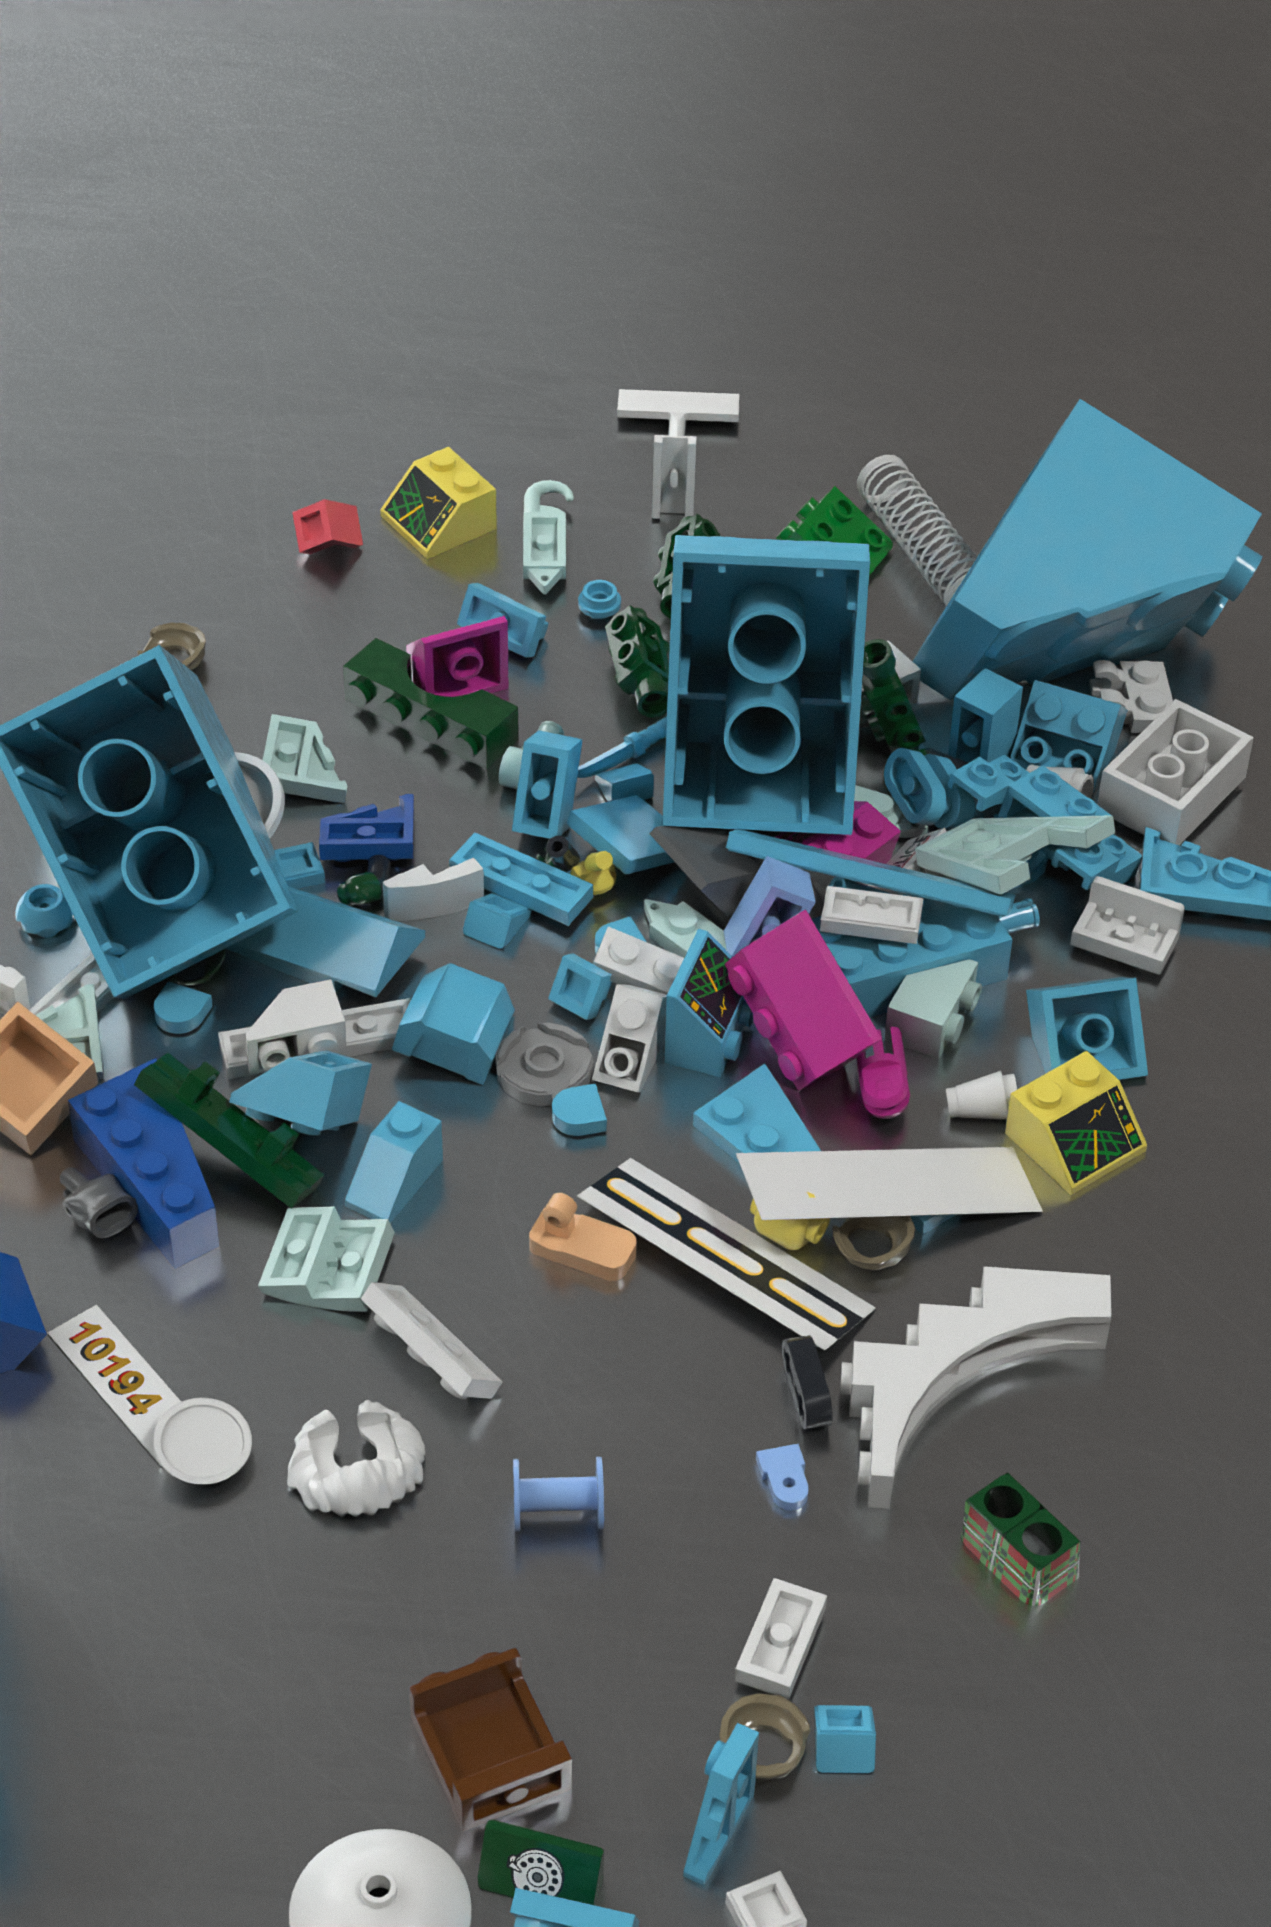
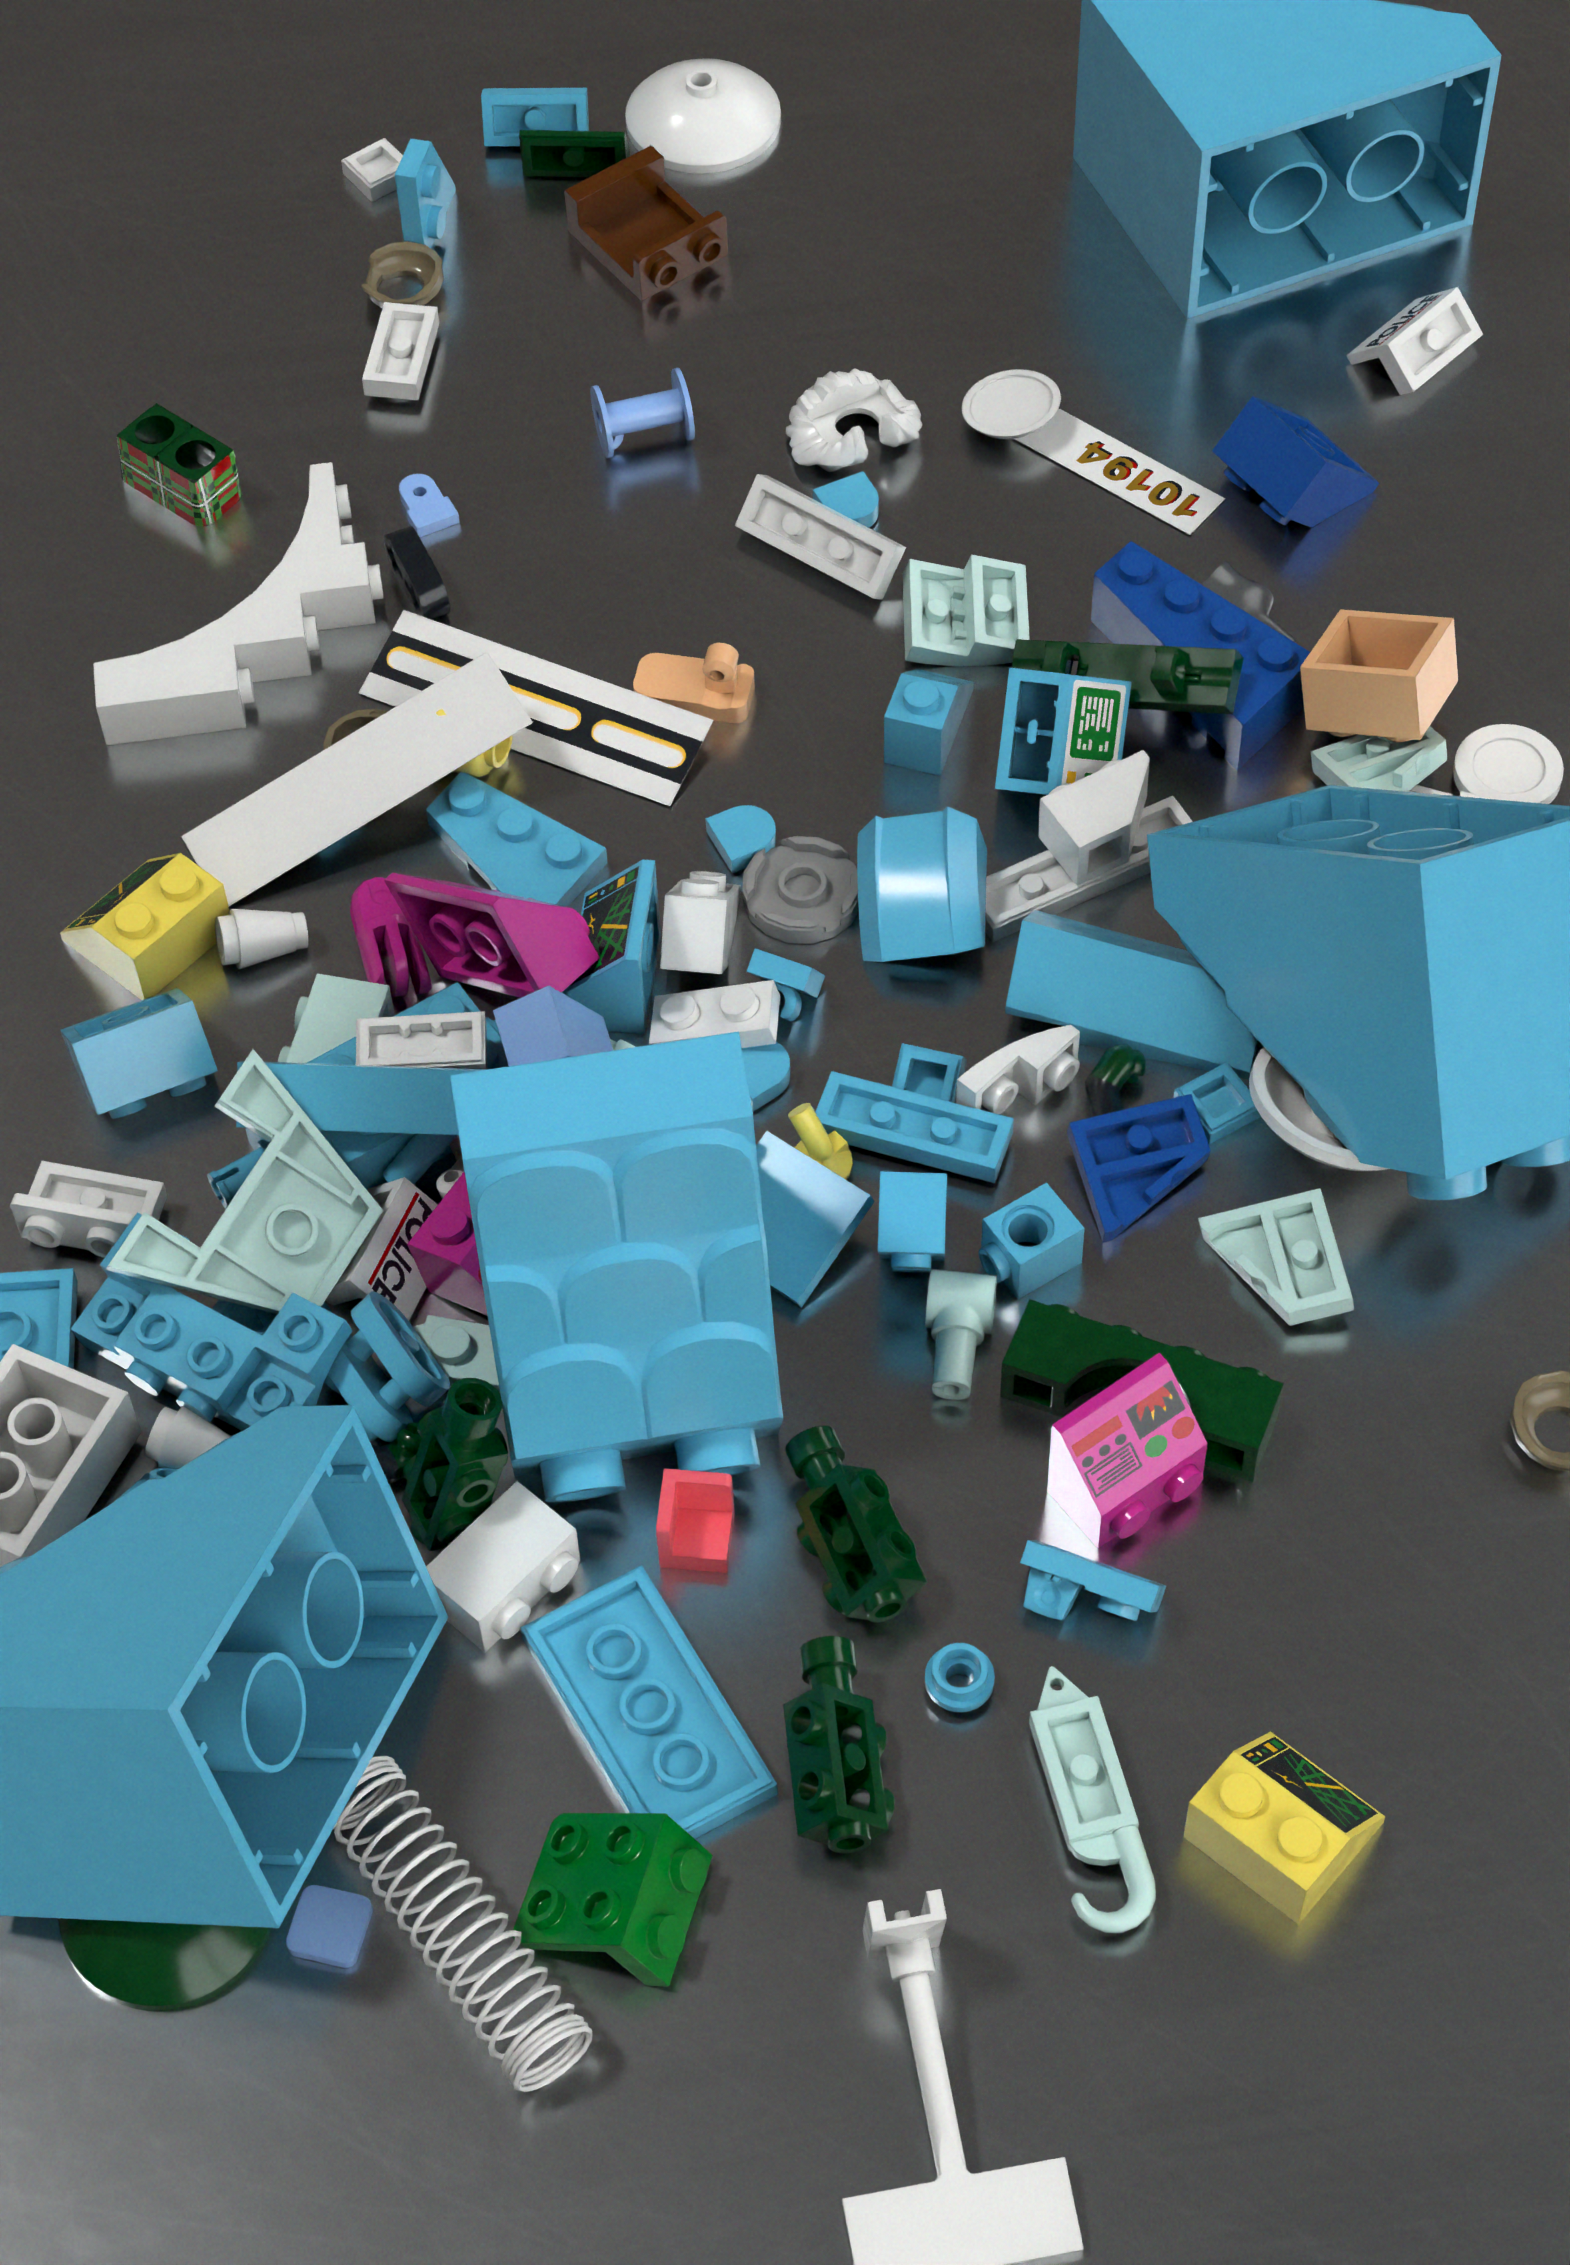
camera: 170 degrees right, 10 degrees up
(327, 525) = (1443, 1723): coral panel -> none
(391, 1384) = (852, 497): none -> medium azure tile
(467, 792) = (1037, 1219): none -> medium azure brick
(560, 854) = (862, 1154): black arm -> none
(626, 782) = (821, 1327): medium azure slope -> none
(633, 746) = (828, 1396): medium azure piece -> none
(844, 1739) = (330, 301): medium azure slope -> none

